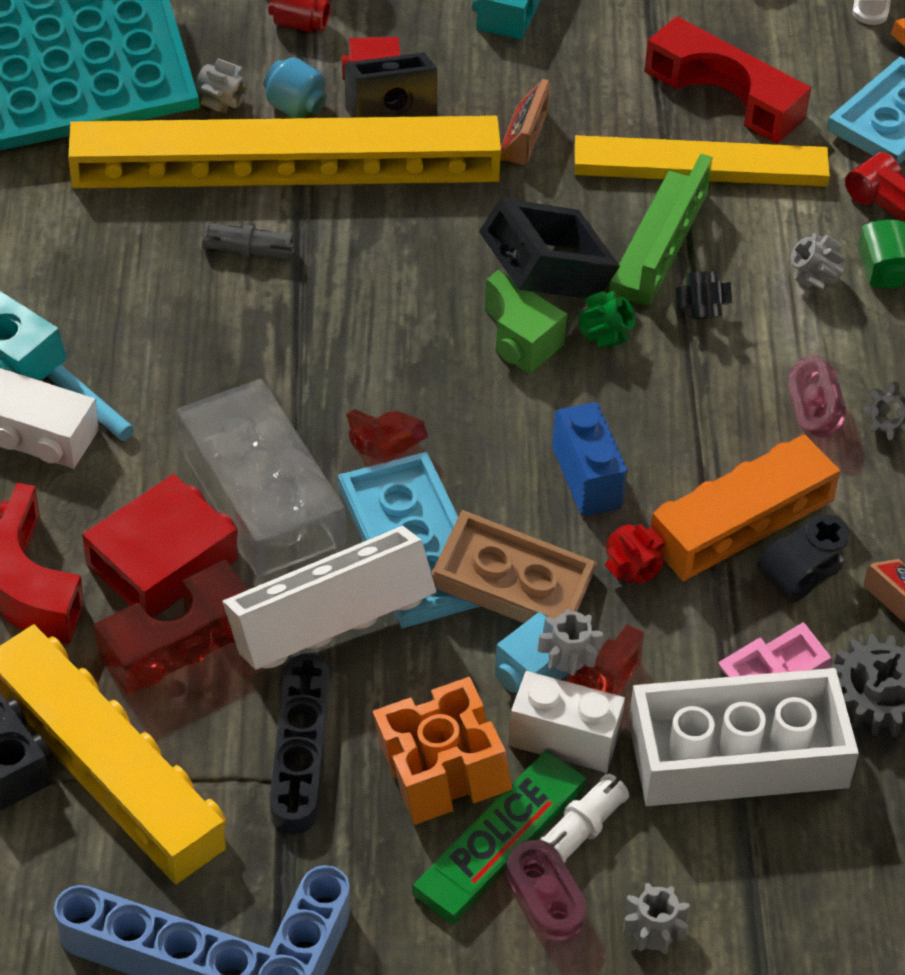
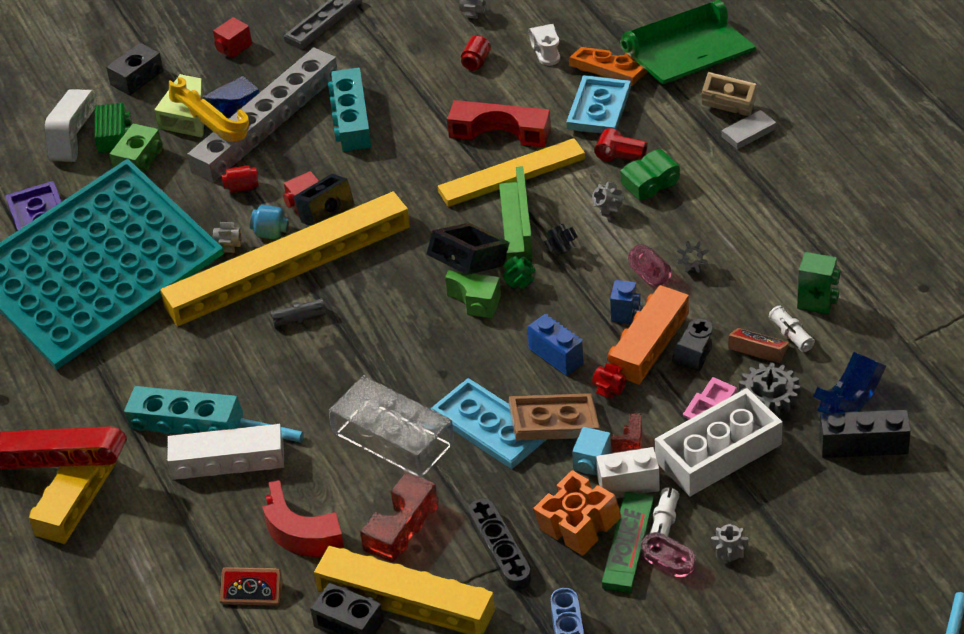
camera: 20 degrees left, 5 degrees down
(158, 543) = (362, 482): red brick -> none
(329, 598) = (473, 465): white brick -> none
(386, 435) = (442, 378): clear red bracket -> none
(526, 125) = (405, 188): nougat slope -> none
(569, 641) = (611, 431): light grey gear -> none
(738, 435) = (624, 302): none -> blue brick

